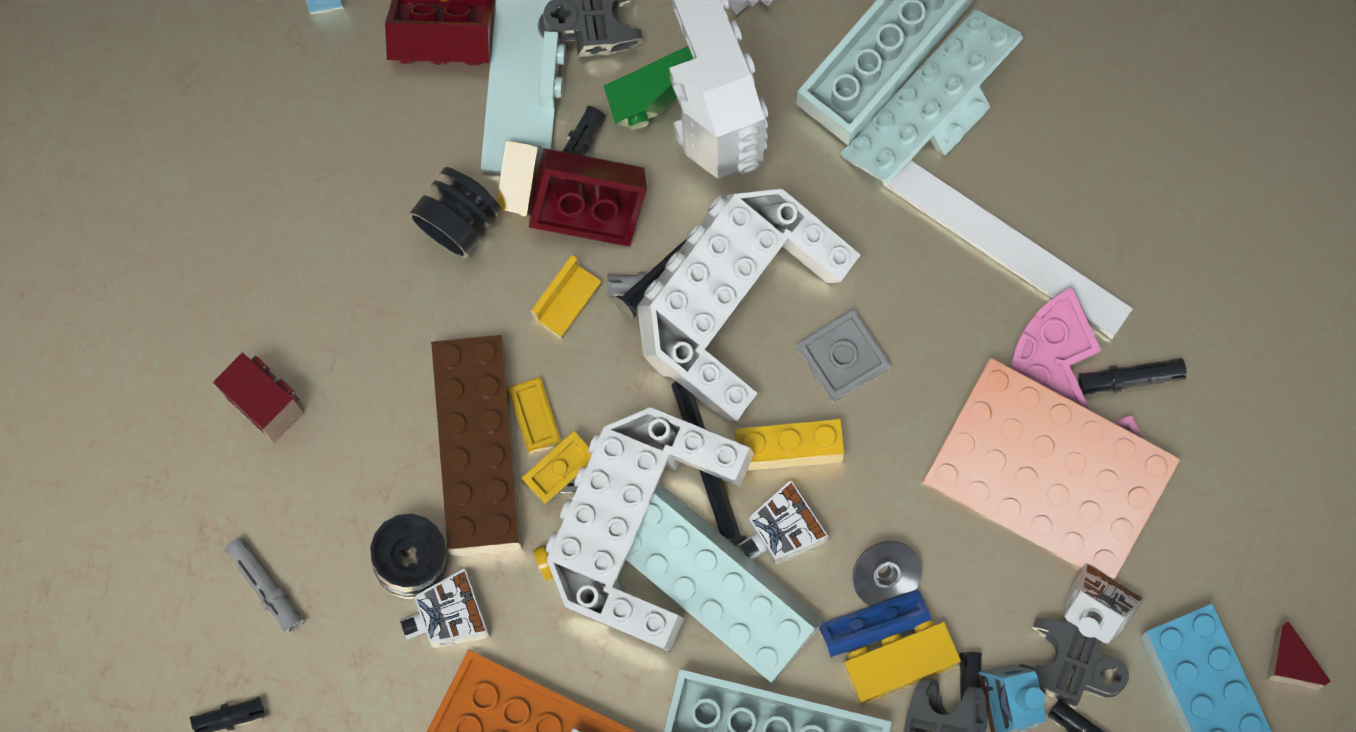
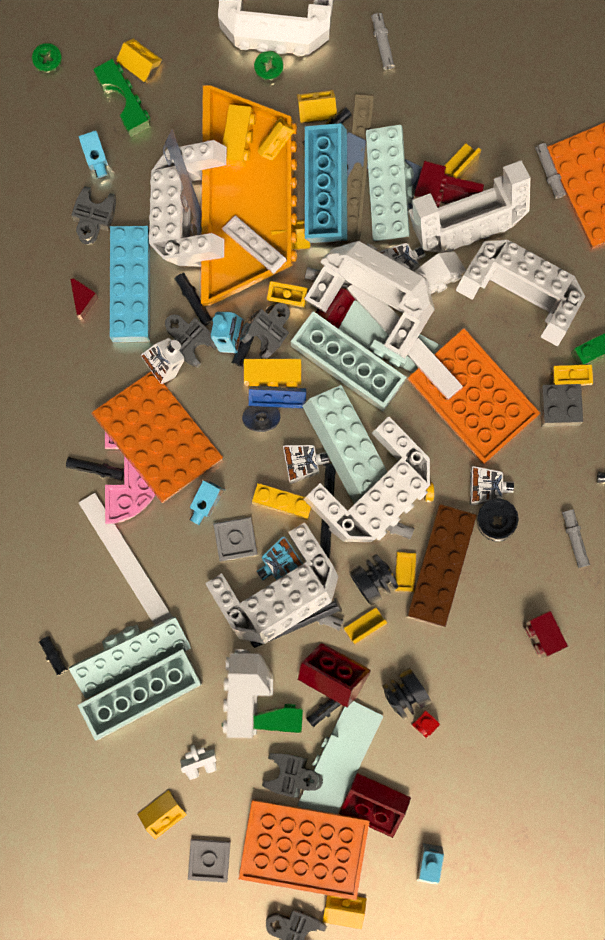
camera: 160 degrees left, 5 degrees up
(405, 182) = (425, 724): none -> red brick
(518, 177) = (365, 701): panel -> none
(557, 468) = (404, 536): yellow panel -> none
(578, 377) = (374, 579): none -> black wheel
(751, 345) = (279, 560): none -> torso
(919, 395) = (211, 495): none -> medium azure torso
(1058, 51) = (53, 656): none -> black pin

